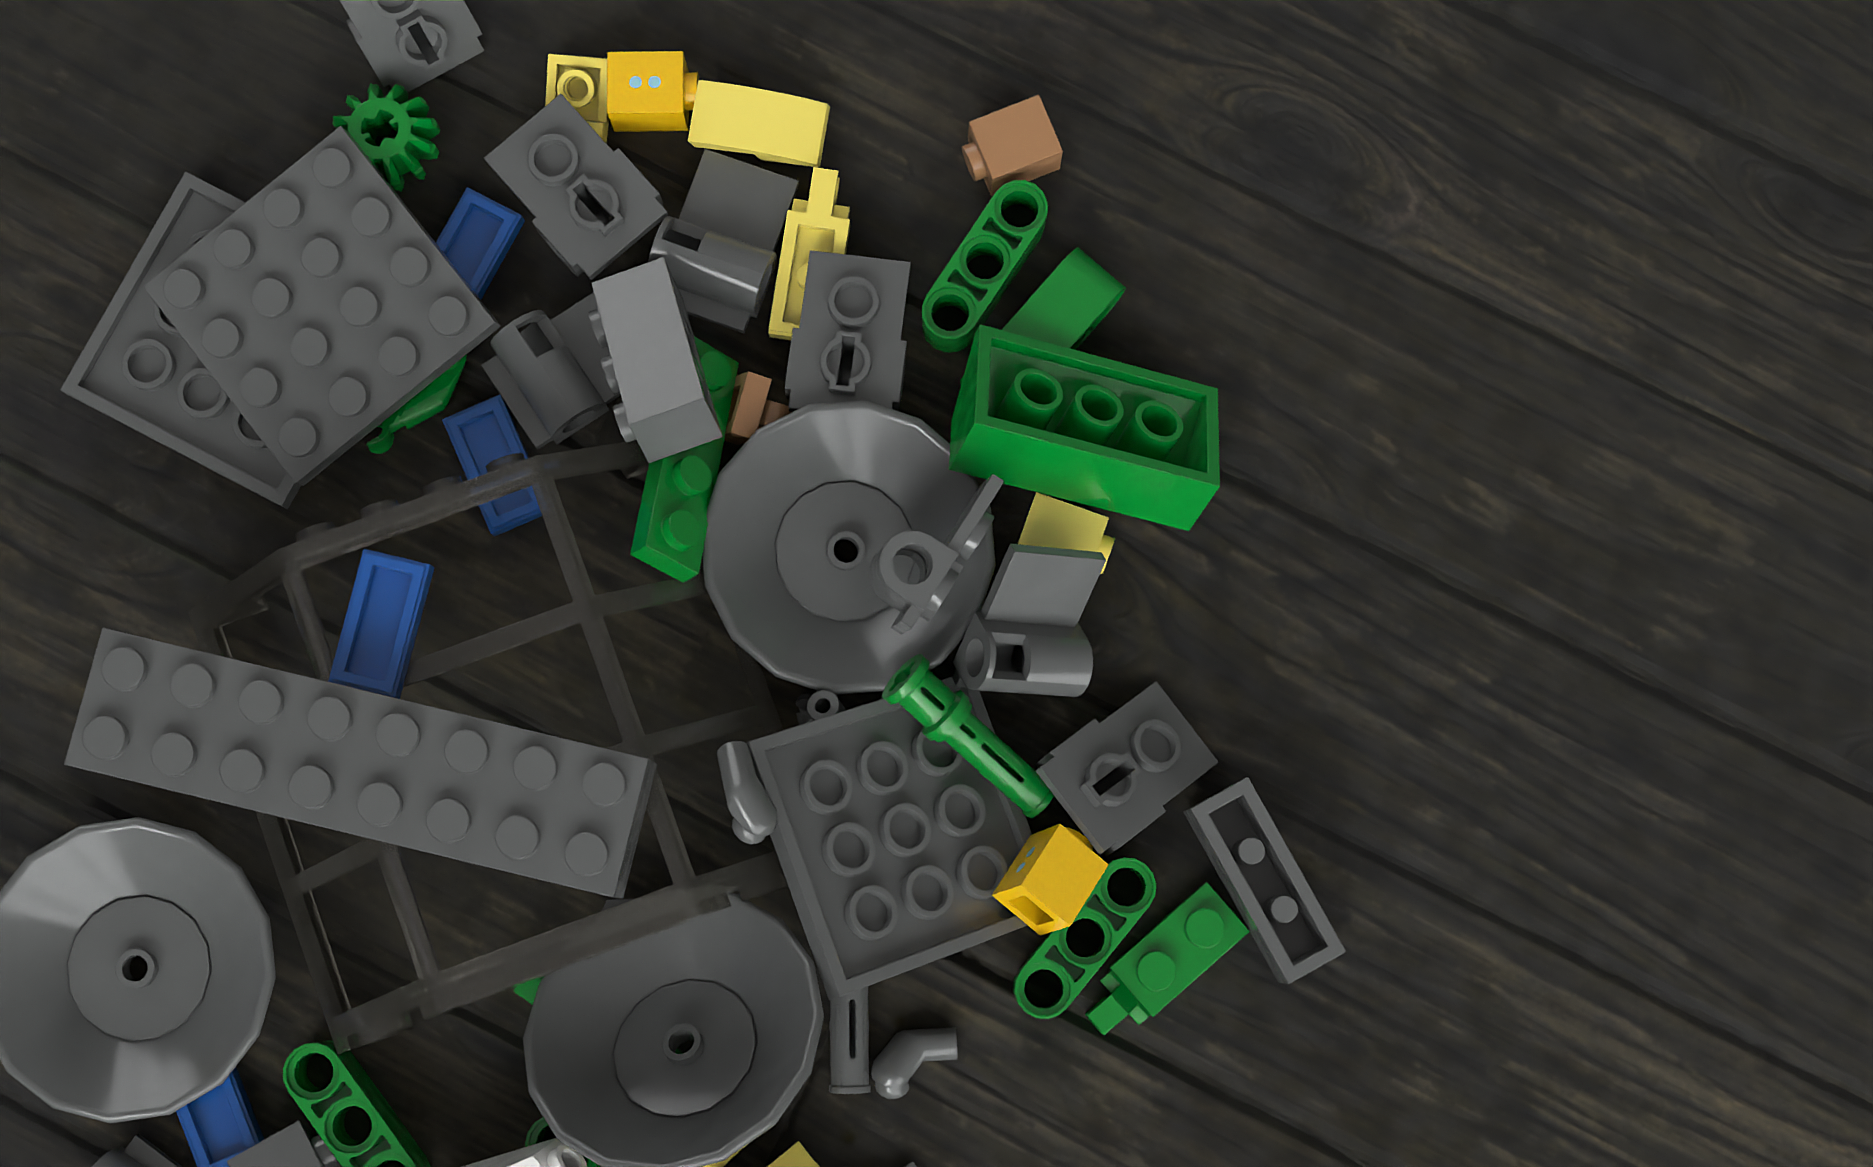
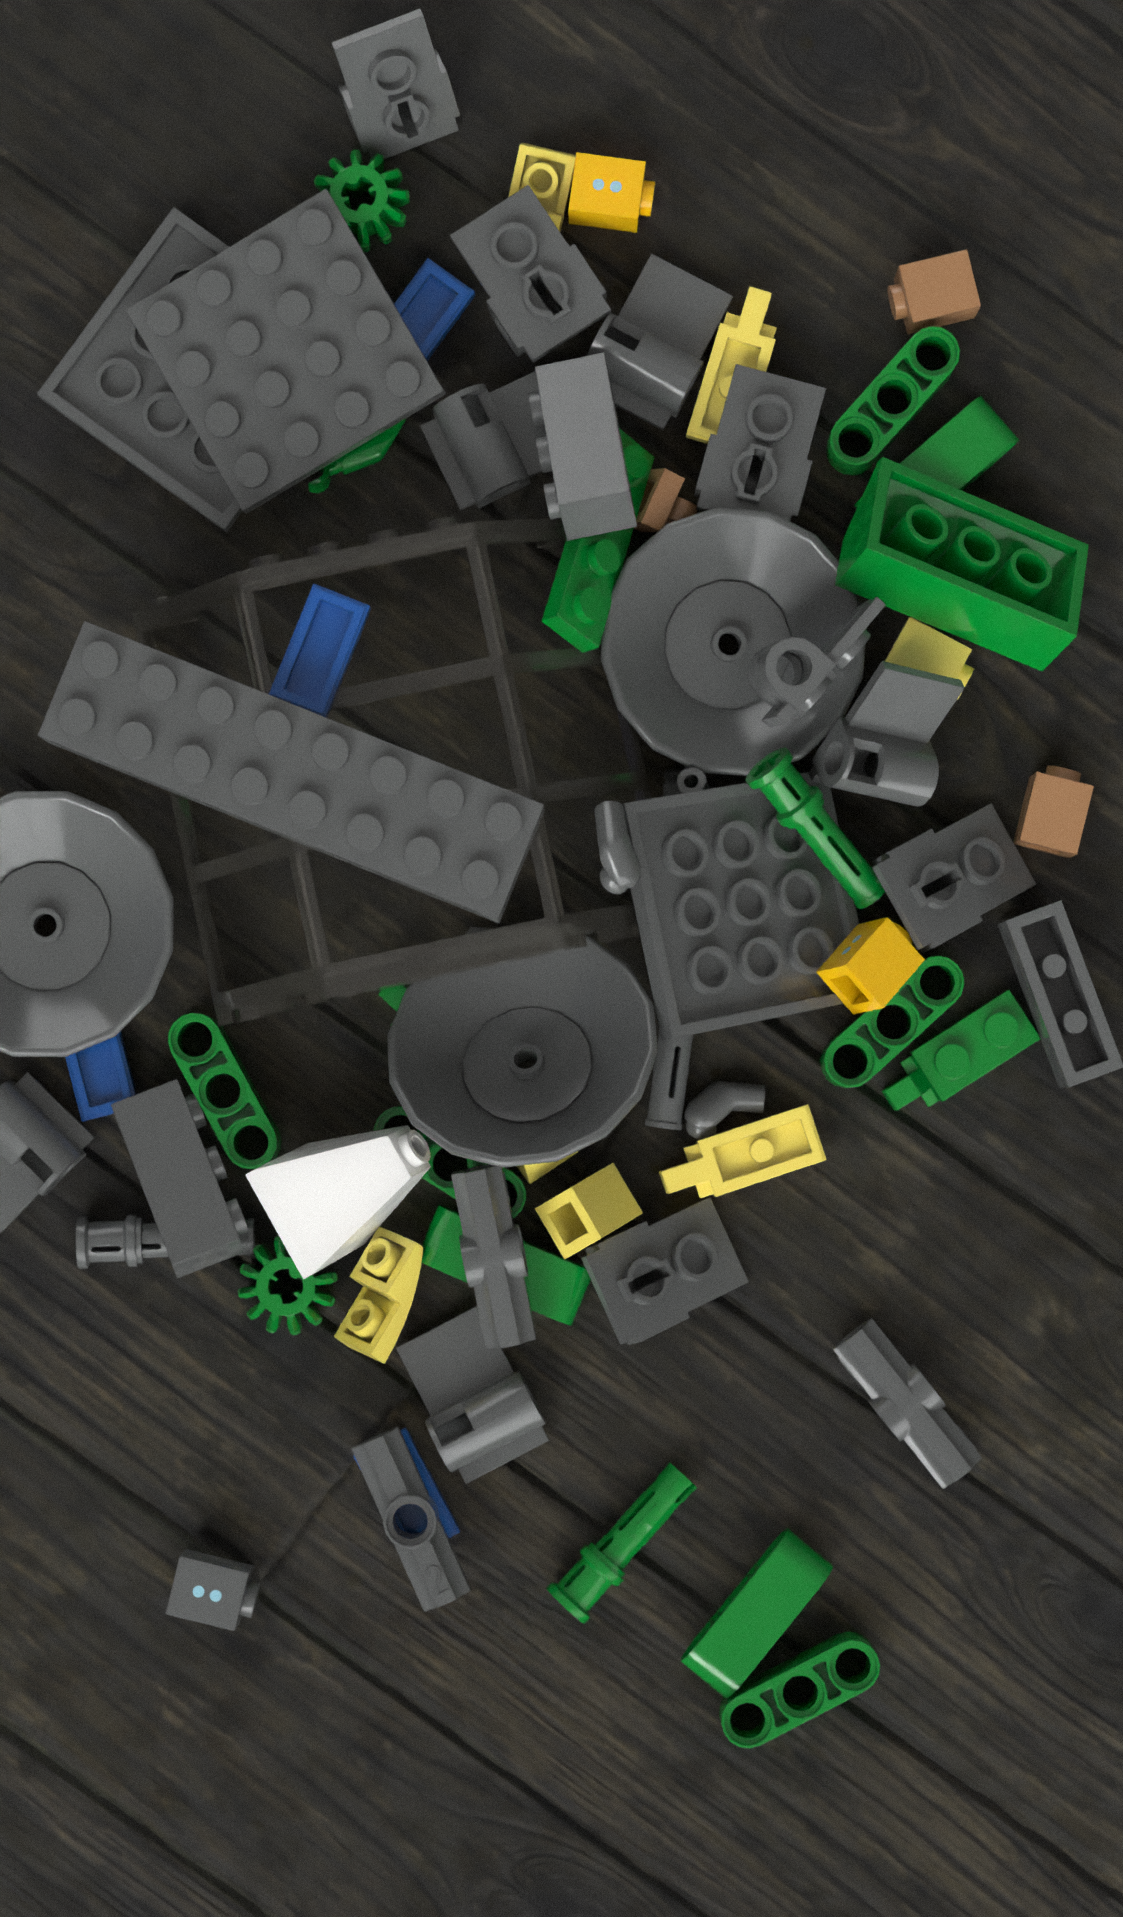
camera: 15 degrees right, 5 degrees up
(483, 436) = (413, 499): blue tile -> none
(759, 123) = (704, 237): light yellow slope -> none
(947, 1108) = (748, 1154): none -> light yellow hinge
(1225, 681) = (1053, 812): none -> medium nougat brick

